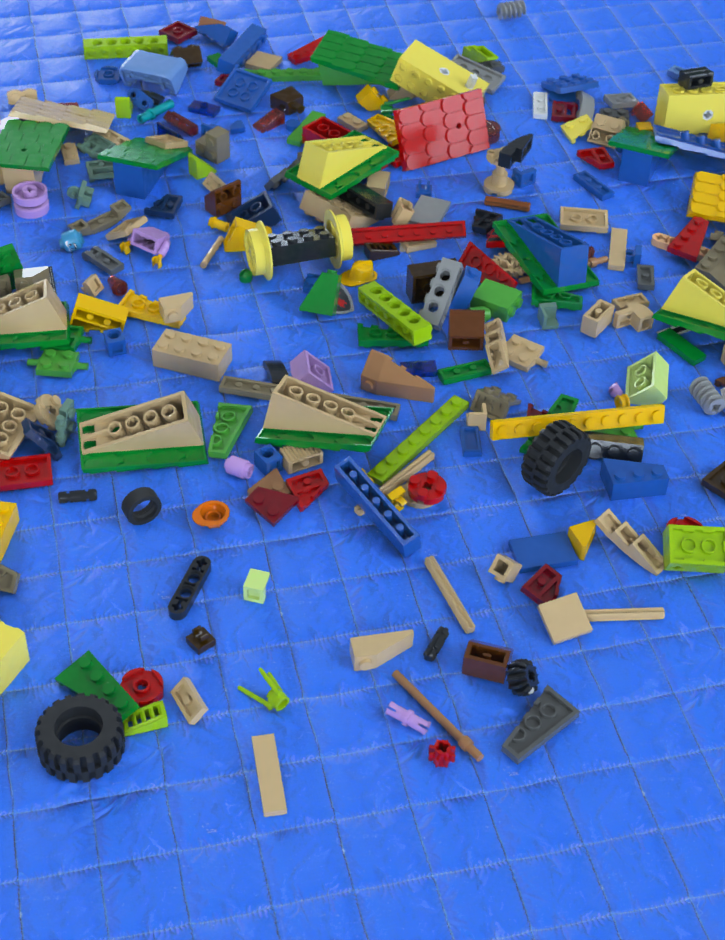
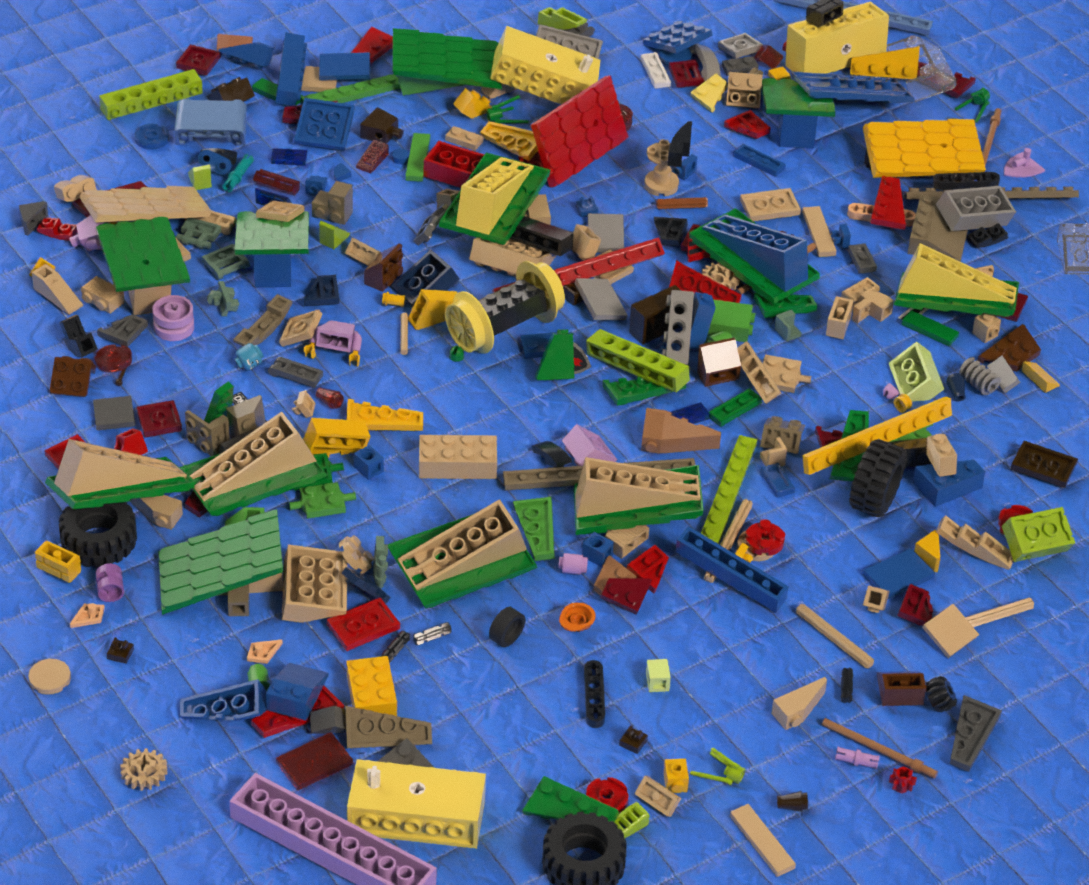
camera: 20 degrees left, 0 degrees up
(38, 499) = (396, 645): none -> black axle
(175, 307) = (412, 409): tan slope -> none
(218, 685) = (676, 775): none -> yellow brick
(285, 55) = (344, 66): none -> blue tile
(321, 744) = (794, 801): none -> dark brown cone
(360, 273) = (575, 320): yellow piece -> none
(391, 259) = (600, 299): none -> light grey tile
(629, 452) = (941, 455): none -> tan brick
(681, 399) = (957, 386): none -> dark blue cone

